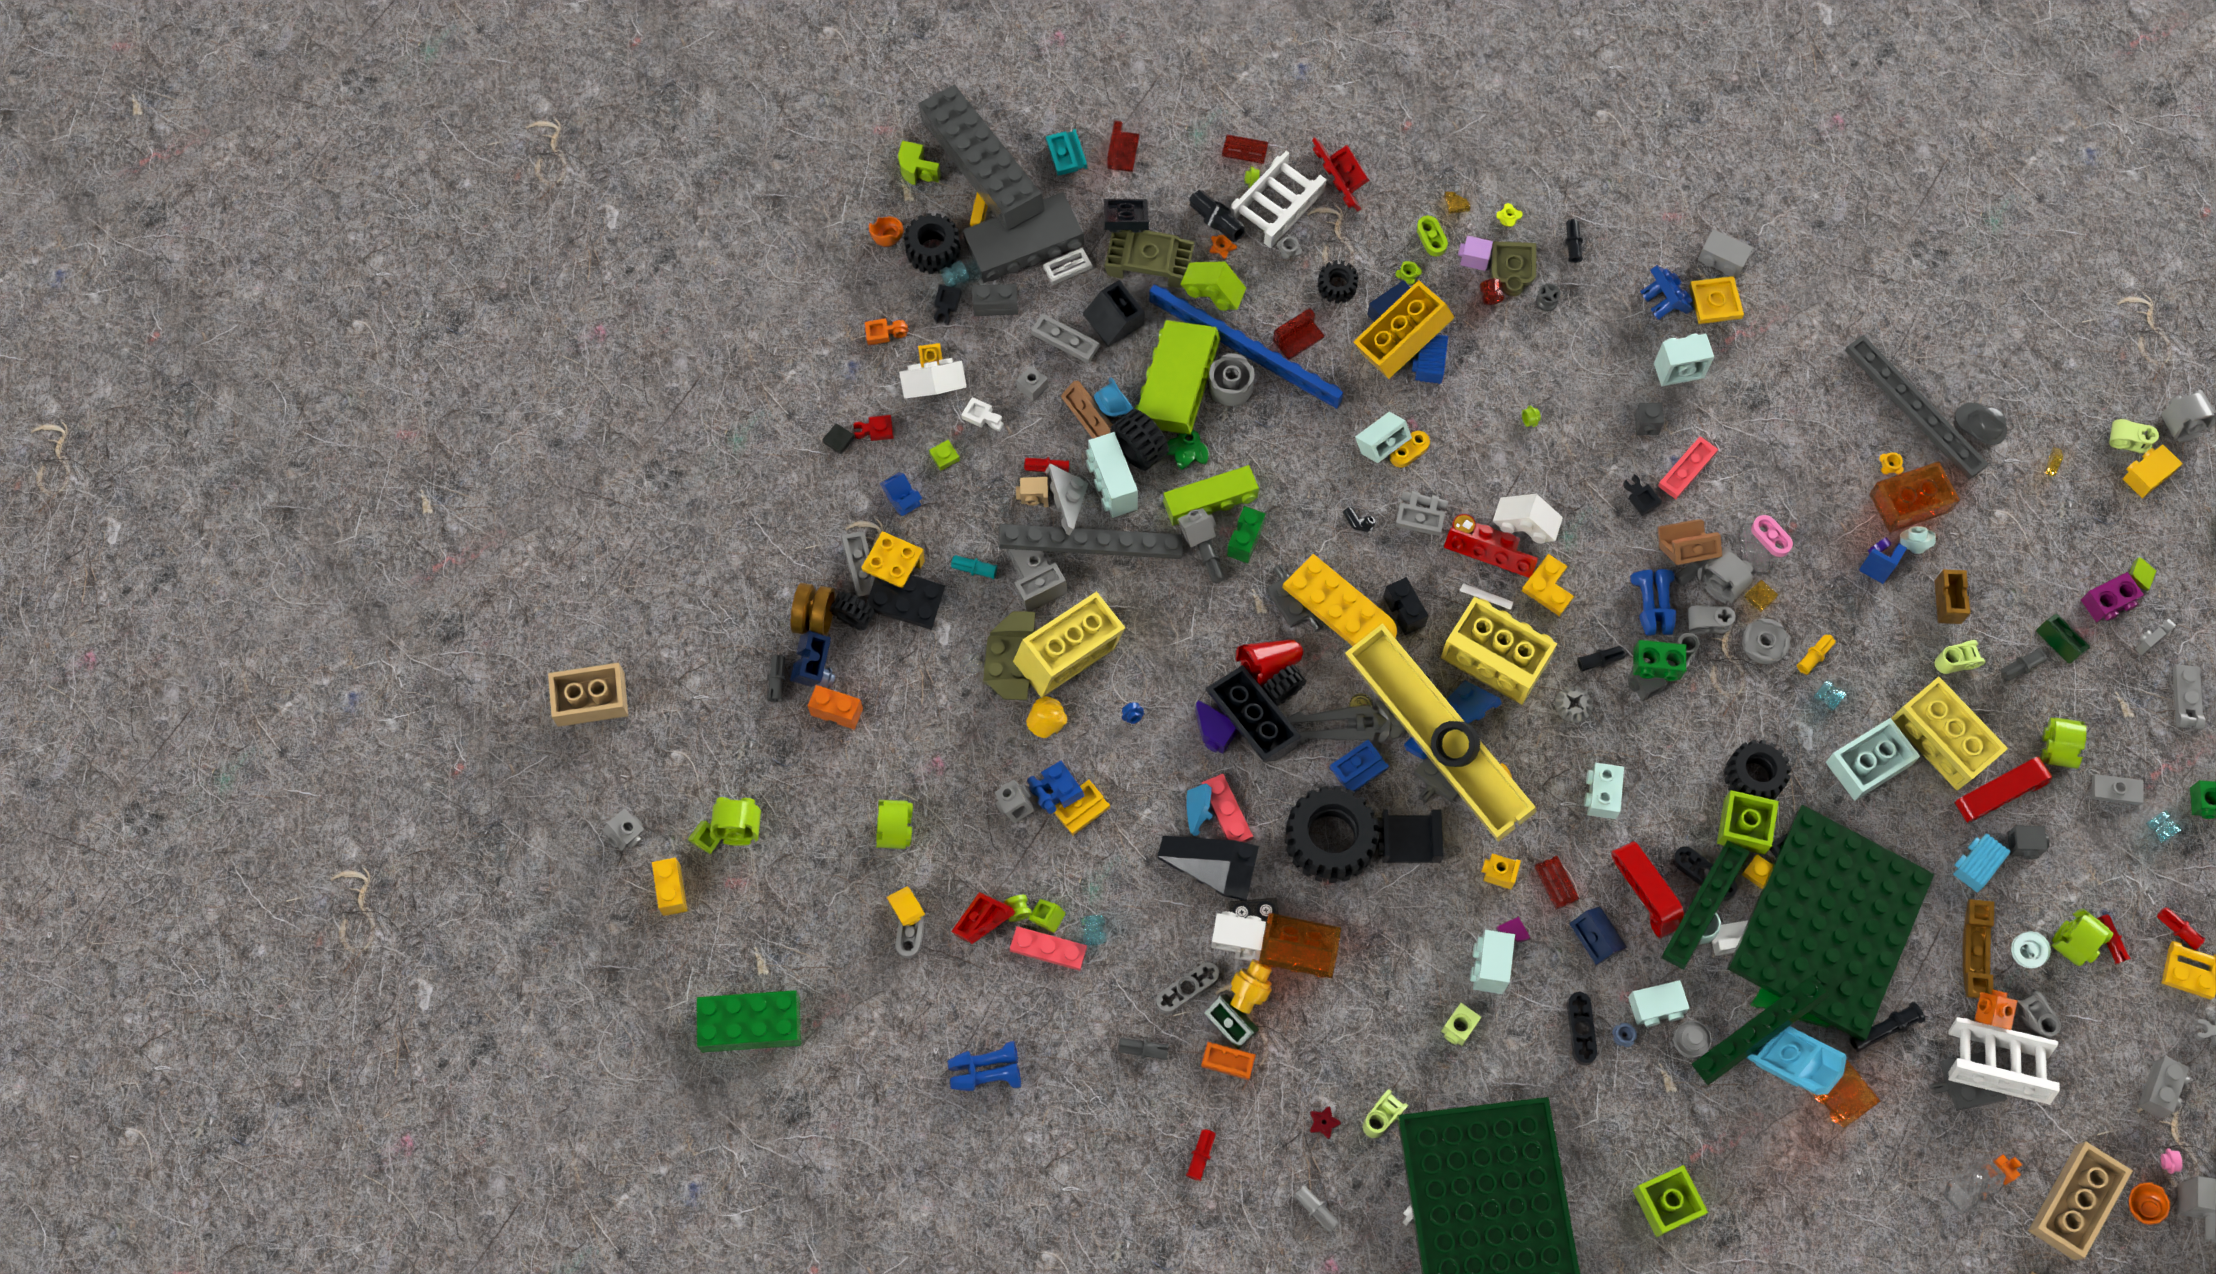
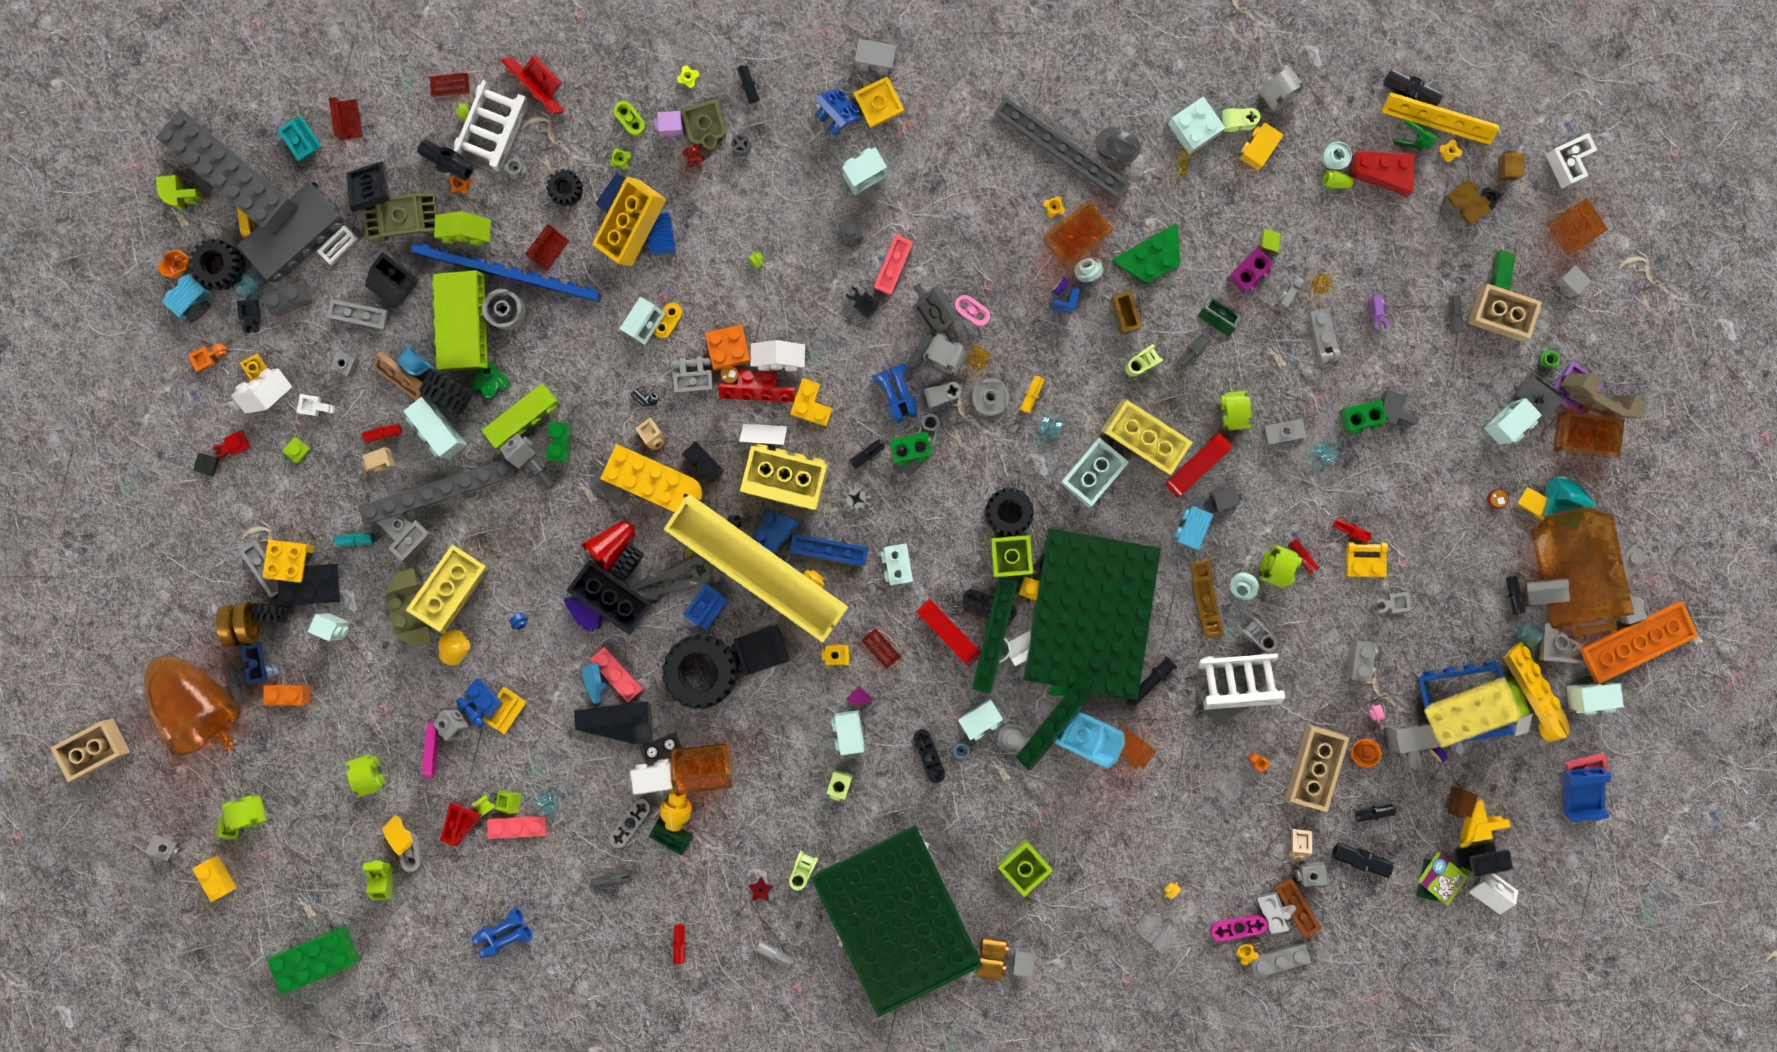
camera: 15 degrees left, 20 degrees up
(724, 680) = (187, 706): none -> clear orange windscreen
(864, 951) = (379, 880): none -> lime brick
(885, 265) = (184, 295): none -> medium azure brick
(891, 284) = (197, 311): none -> clear smoke tile
(901, 493) = (273, 498): blue brick -> none
(914, 646) = (329, 627): none -> light aqua brick
(978, 824) = (430, 751): none -> dark pink beam
(1068, 495) = (405, 453): light grey wing -> none
(1228, 1060) = (677, 868): orange plate -> none
(1354, 560) = (651, 434): none -> tan bracket
(1437, 739) = (760, 589): black tyre -> none
(1456, 203) = (641, 78): clear yellow tile -> none
(1471, 495) = (727, 347): none -> orange plate
(1526, 749) = (828, 549): none -> blue plate
(1597, 934) = (922, 679): dark blue panel -> none
(1688, 542) = (909, 336): medium nougat panel -> none
(1729, 521) = (935, 311): none -> dark grey plate
(1996, 550) = (1153, 256): none -> green wing
(1996, 1009) = (1227, 646): orange brick -> none
(2080, 427) = (1196, 125): none -> light aqua brick
(2193, 644) = (1315, 283): none -> clear yellow plate

